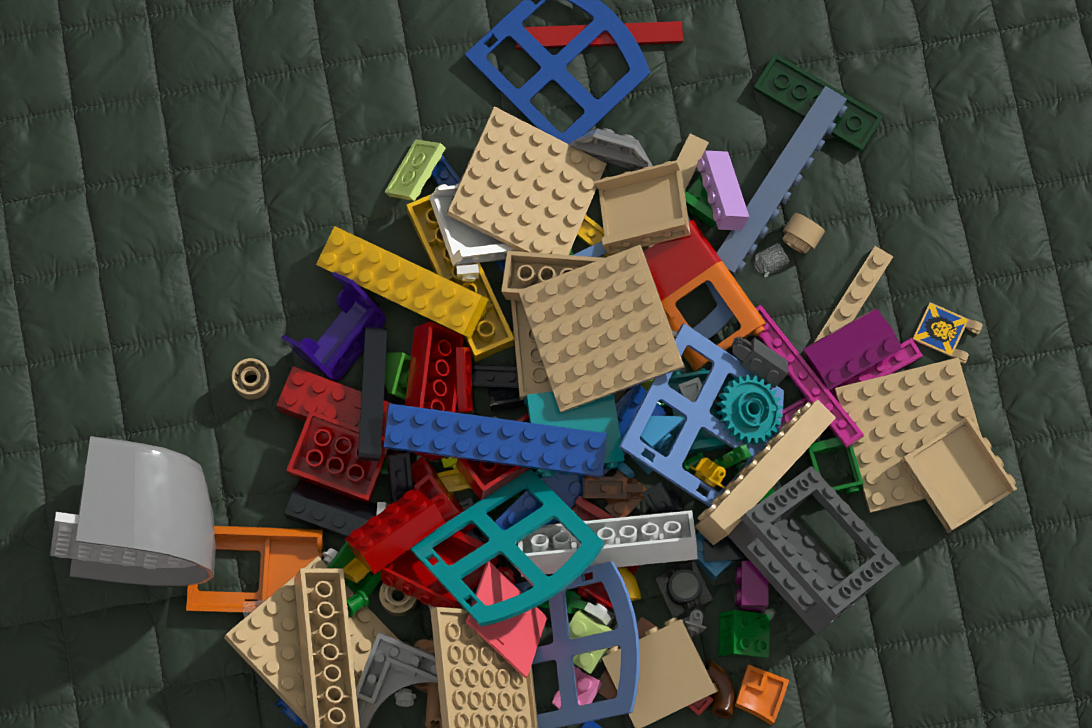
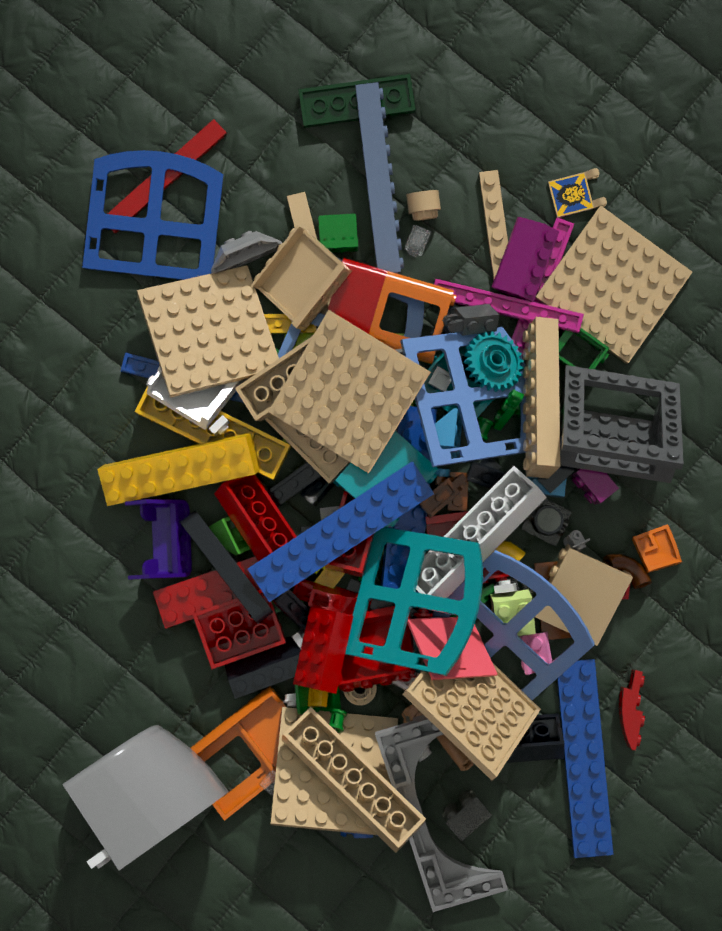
camera: 40 degrees left, 10 degrees up
(251, 367) = (120, 623): tan piece -> none
(415, 170) = (118, 380): yellowish green plate -> none
(464, 379) = (279, 501): red tile -> none
(709, 472) = (502, 427): yellow hinge -> none
(723, 190) = (345, 219): lavender brick -> none
(743, 634) = (612, 518): green bracket -> none
(959, 474) = (667, 287): tan panel -> none

